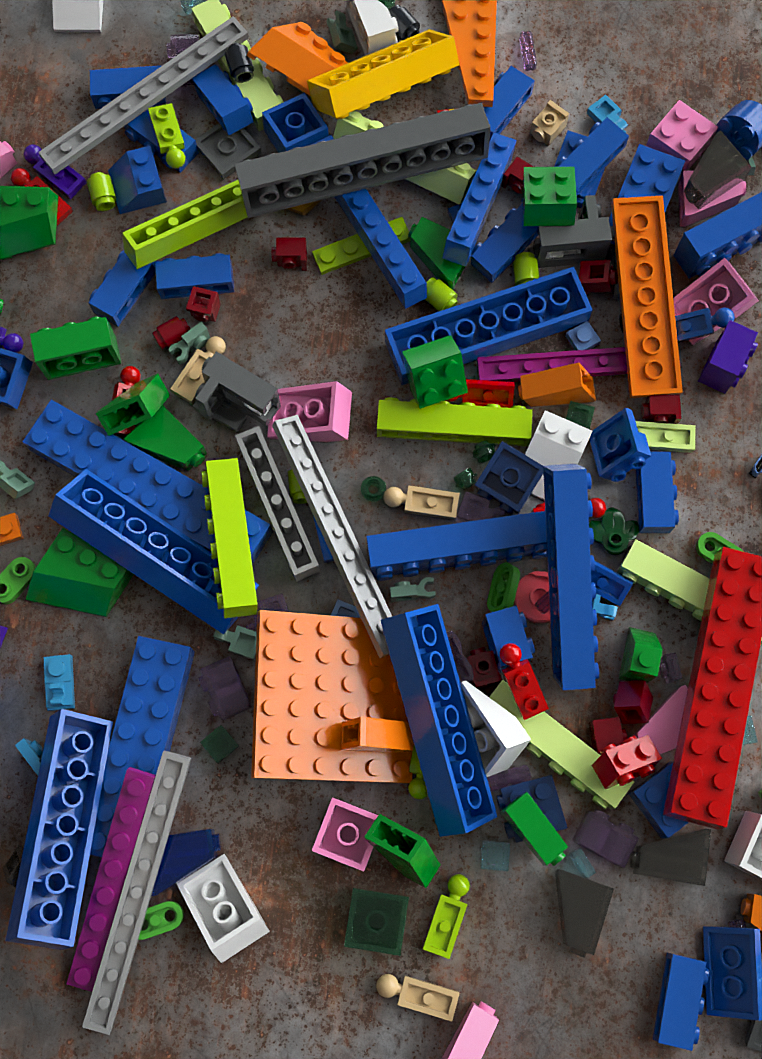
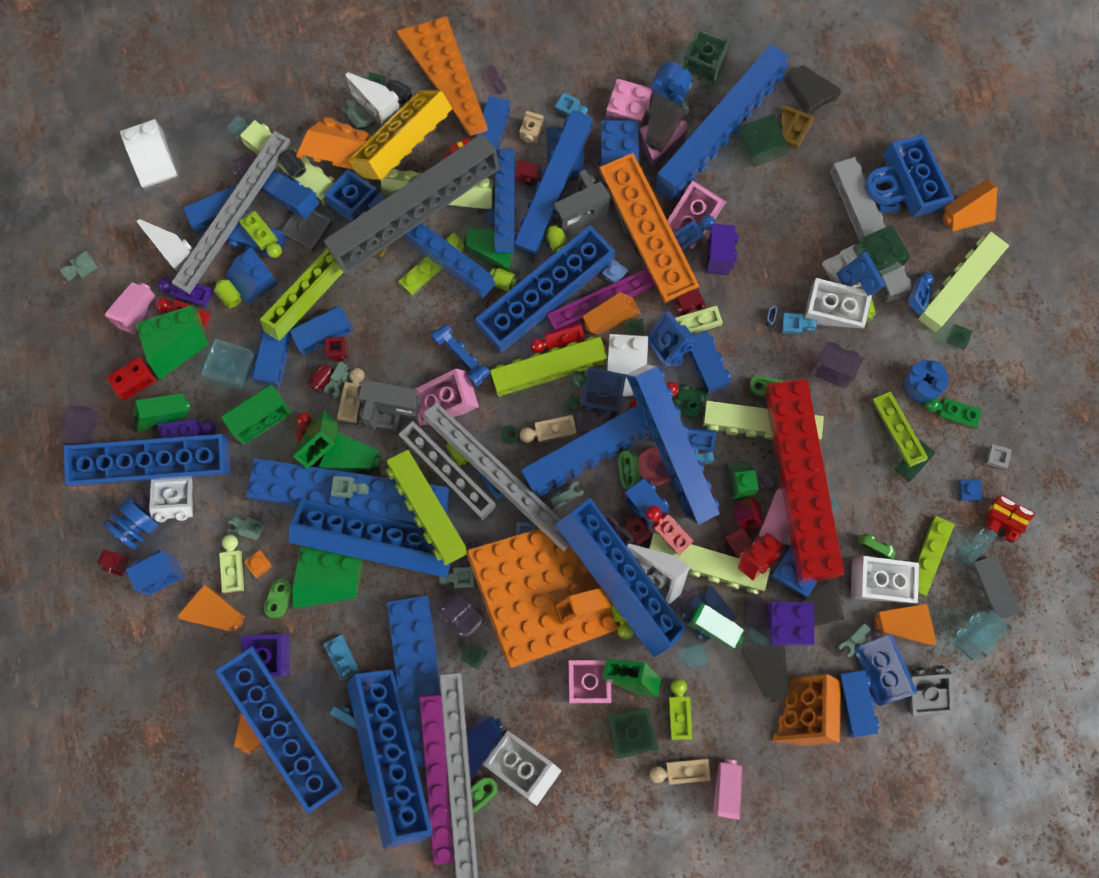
camera: 20 degrees left, 0 degrees up
(53, 105) = (169, 244): none -> white slope
(67, 276) = (228, 364): none -> clear light blue brick
(144, 474) = (345, 487): none -> sand green plate
(290, 252) = (384, 288): dark red brick -> none
(362, 397) = (477, 372): none -> blue plate
(435, 371) = (523, 335): green brick -> none
(549, 196) = (554, 182): green brick -> none
(597, 276) = (609, 225): dark red brick -> none
(615, 987) = (811, 712): none -> orange wedge
(633, 864) = (791, 624): none -> dark purple brick
(713, 914) = (857, 636): none -> sand green plate

